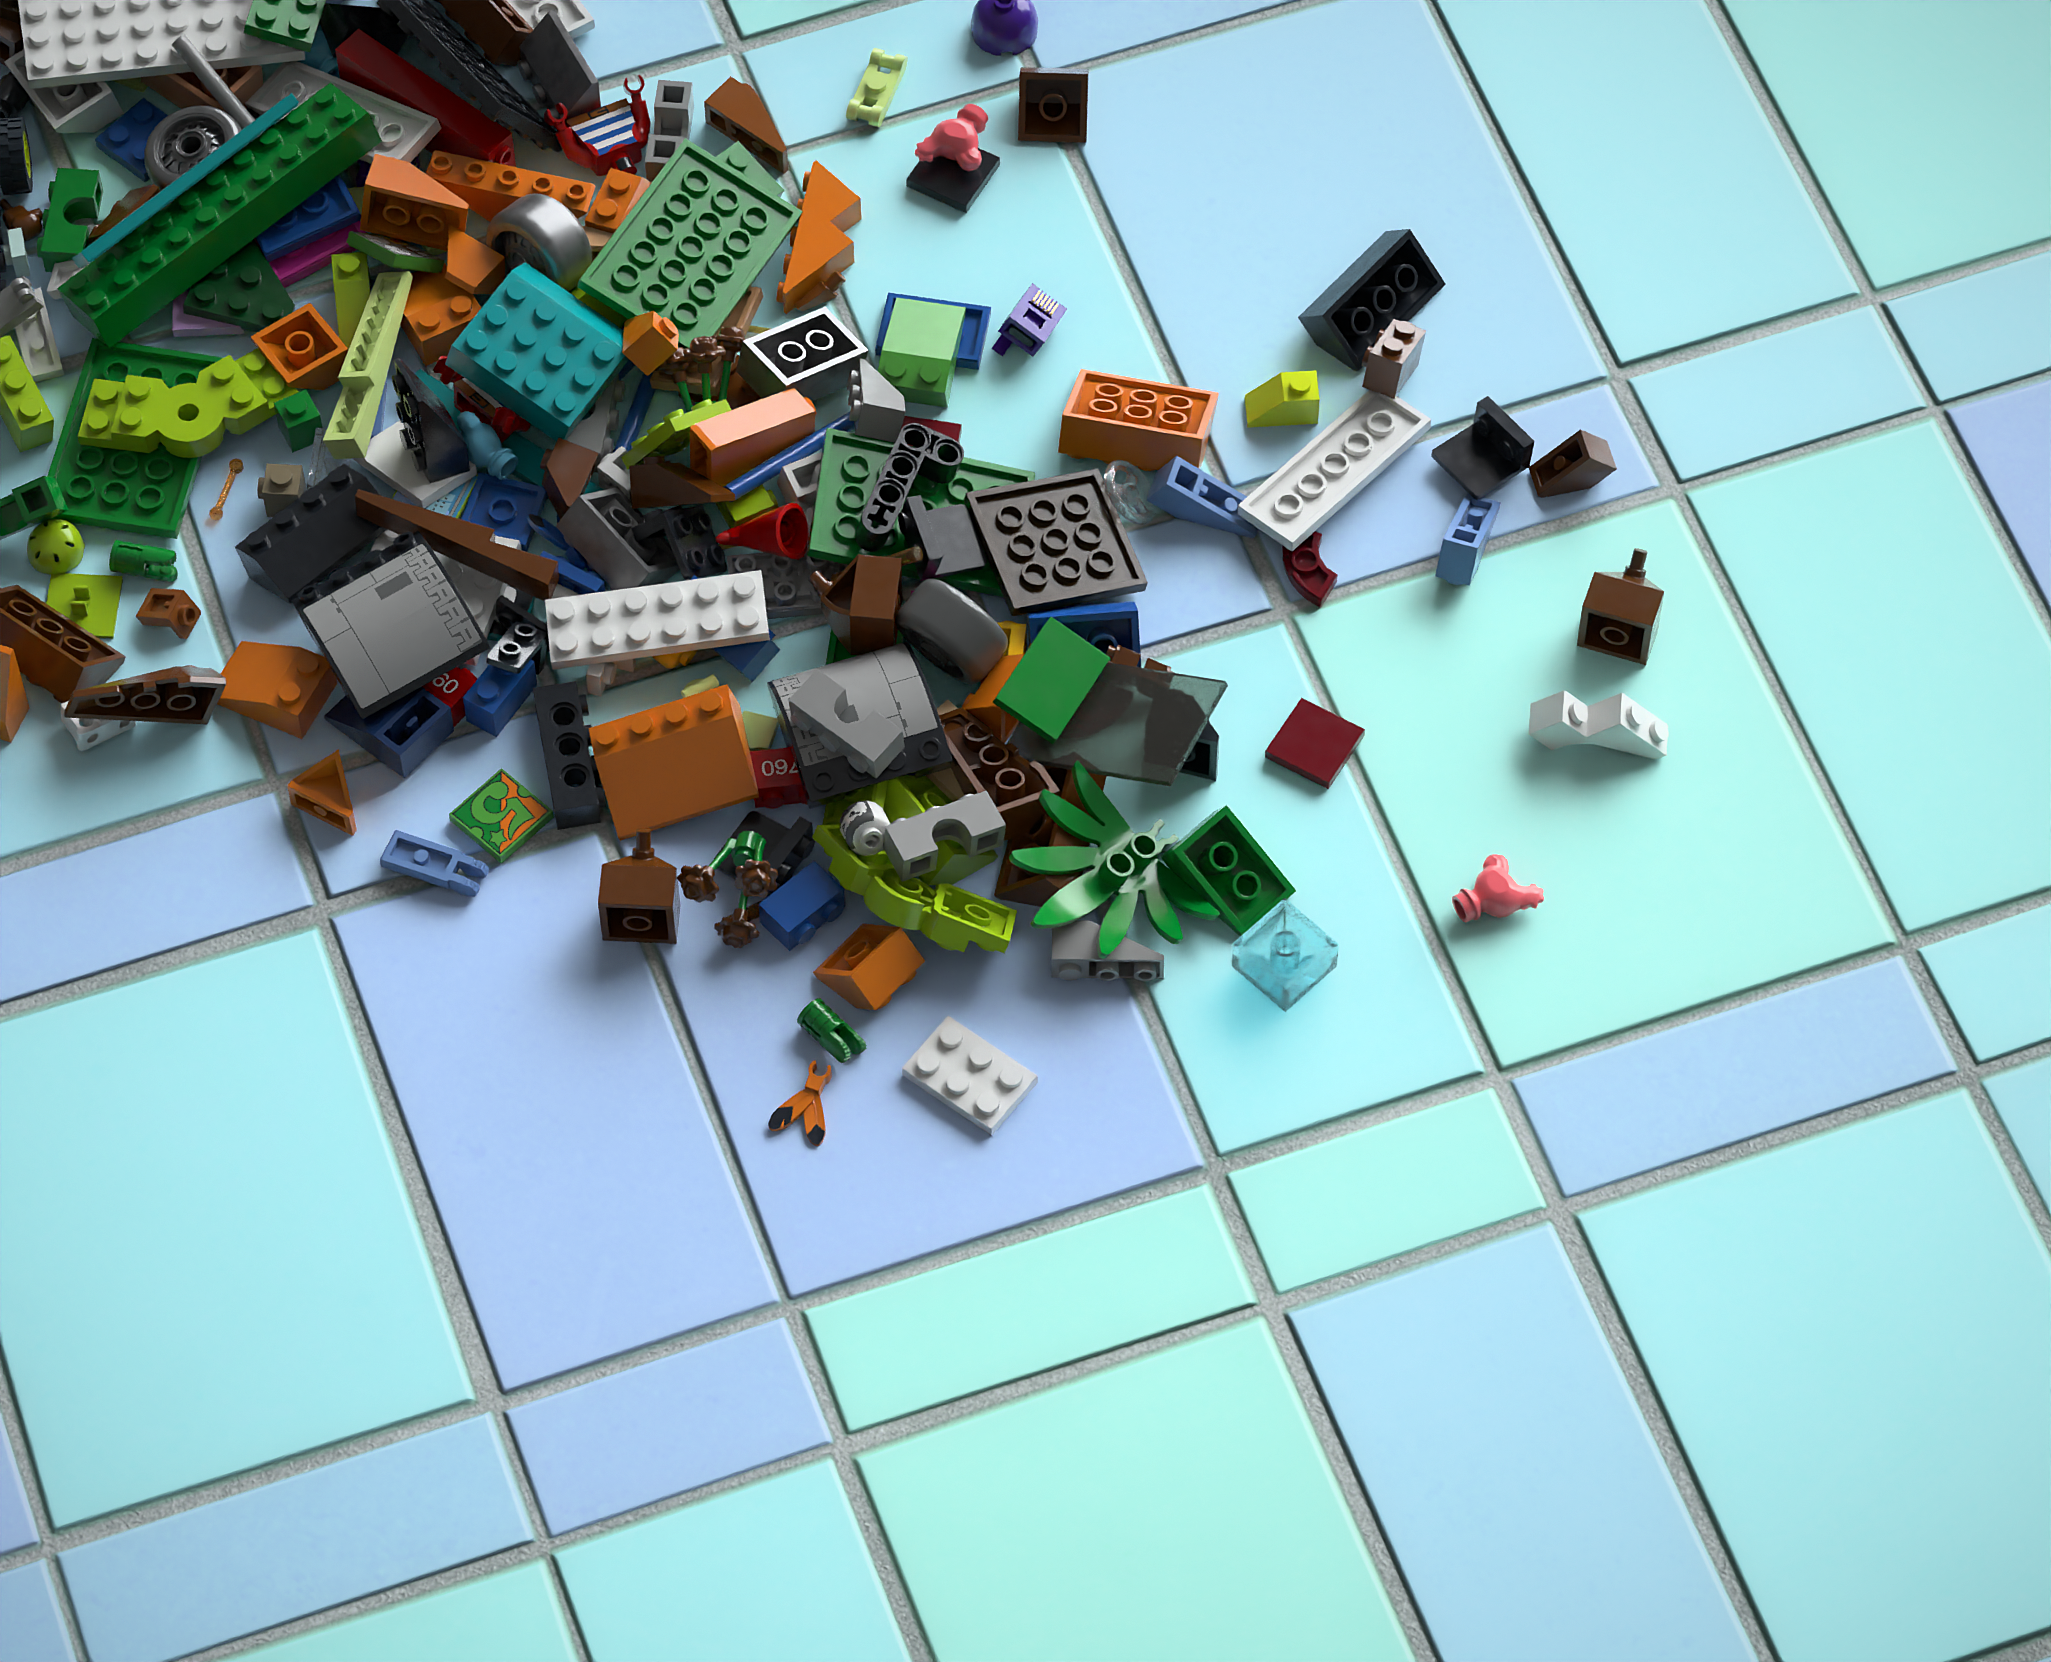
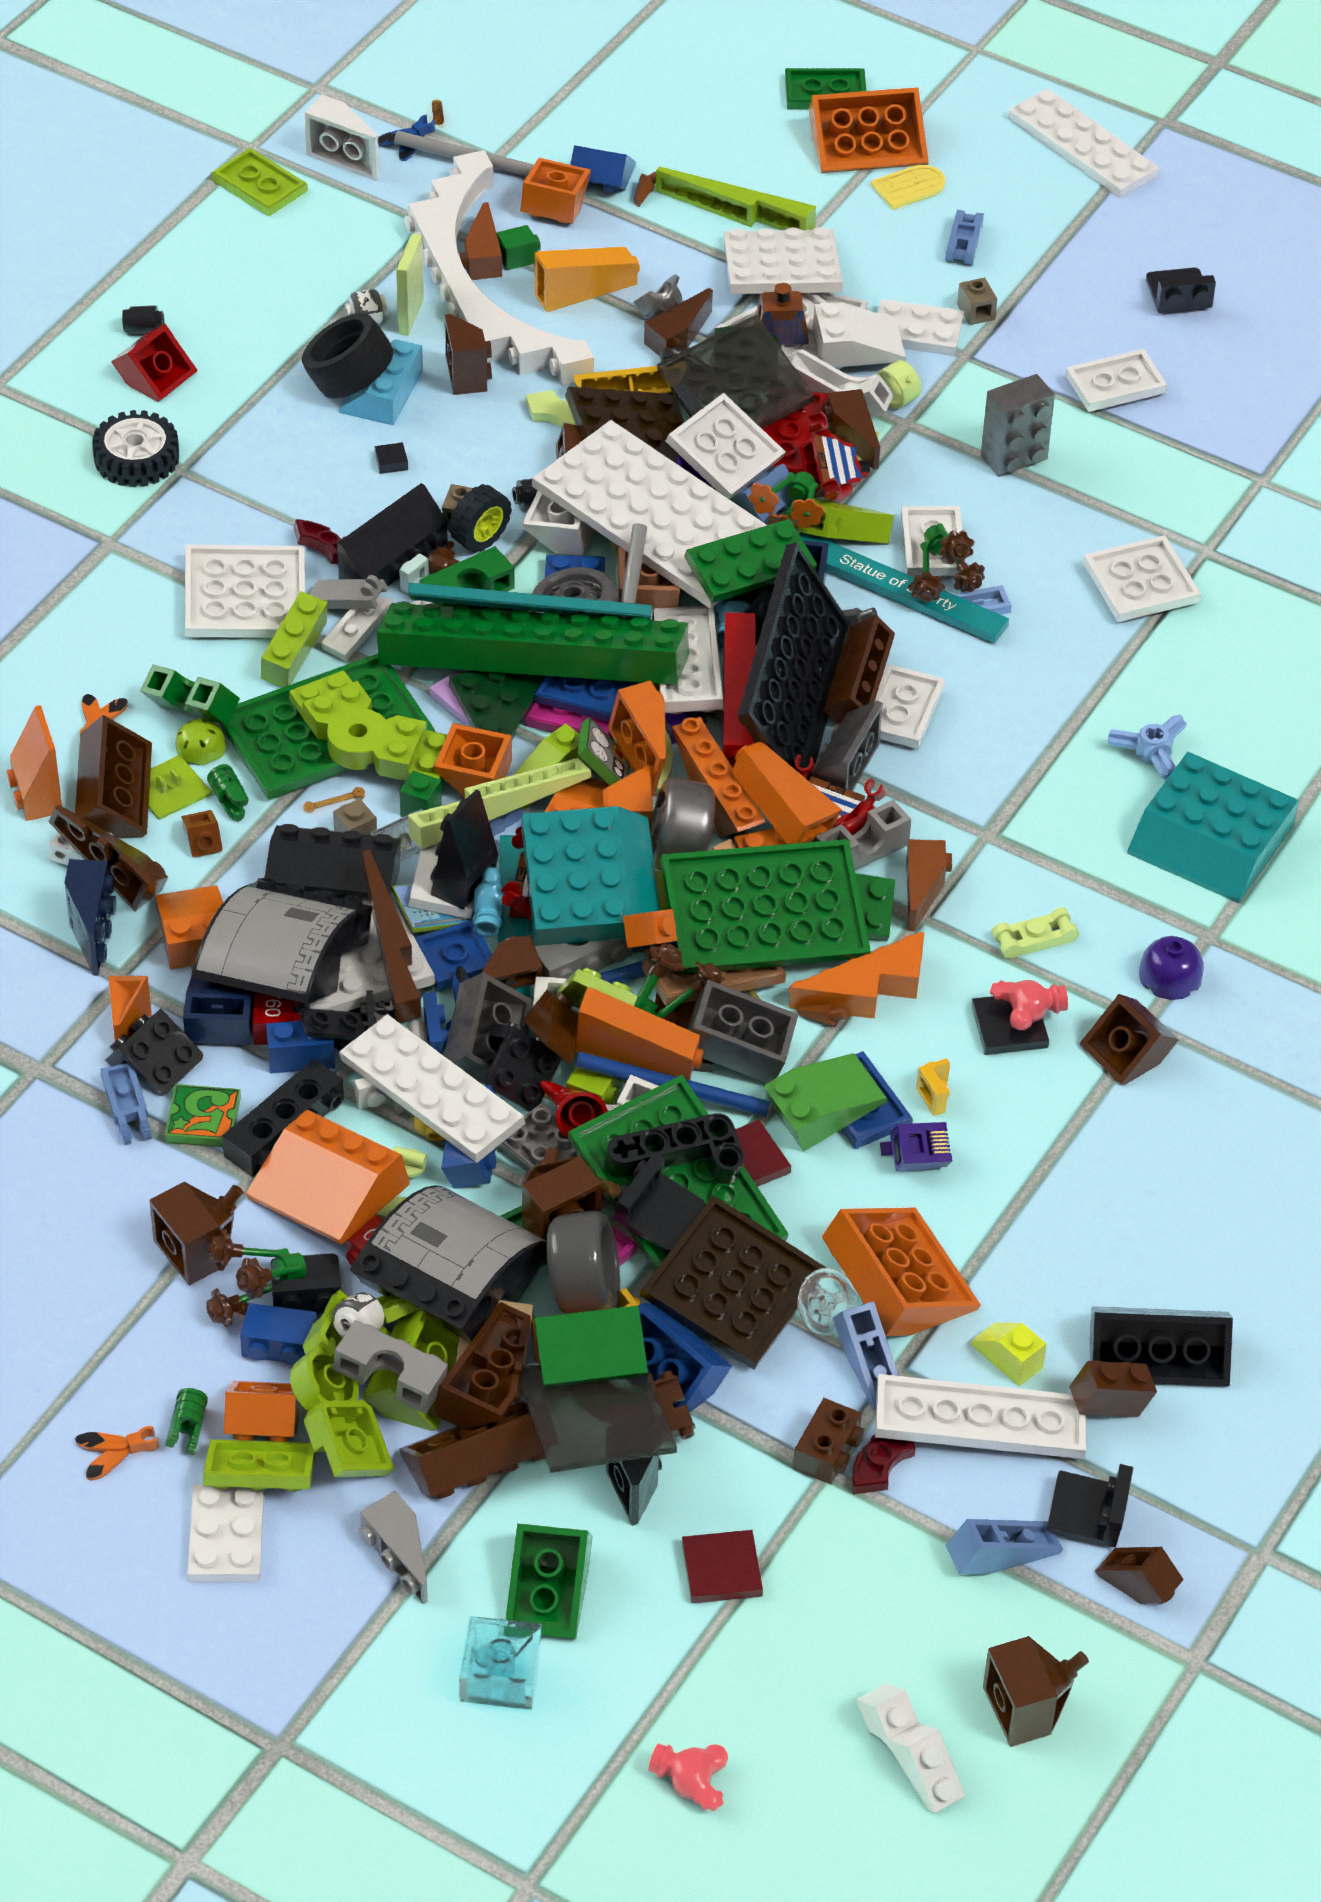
camera: 50 degrees right, 10 degrees down
(194, 754) = (89, 907): none -> dark blue slope
(396, 802) = (157, 1052): none -> black bracket
(584, 151) = (784, 795): none -> orange slope
(866, 744) = (415, 1261): light grey arch -> none
(874, 404) = (734, 1091): light grey slope -> none
(931, 1003) = (259, 1465): none -> lime plate
(974, 271) = (933, 1086): none -> yellow bracket
(1120, 866) = (485, 1506): green plant -> none
(1264, 586) = (828, 1440): none -> reddish brown brick

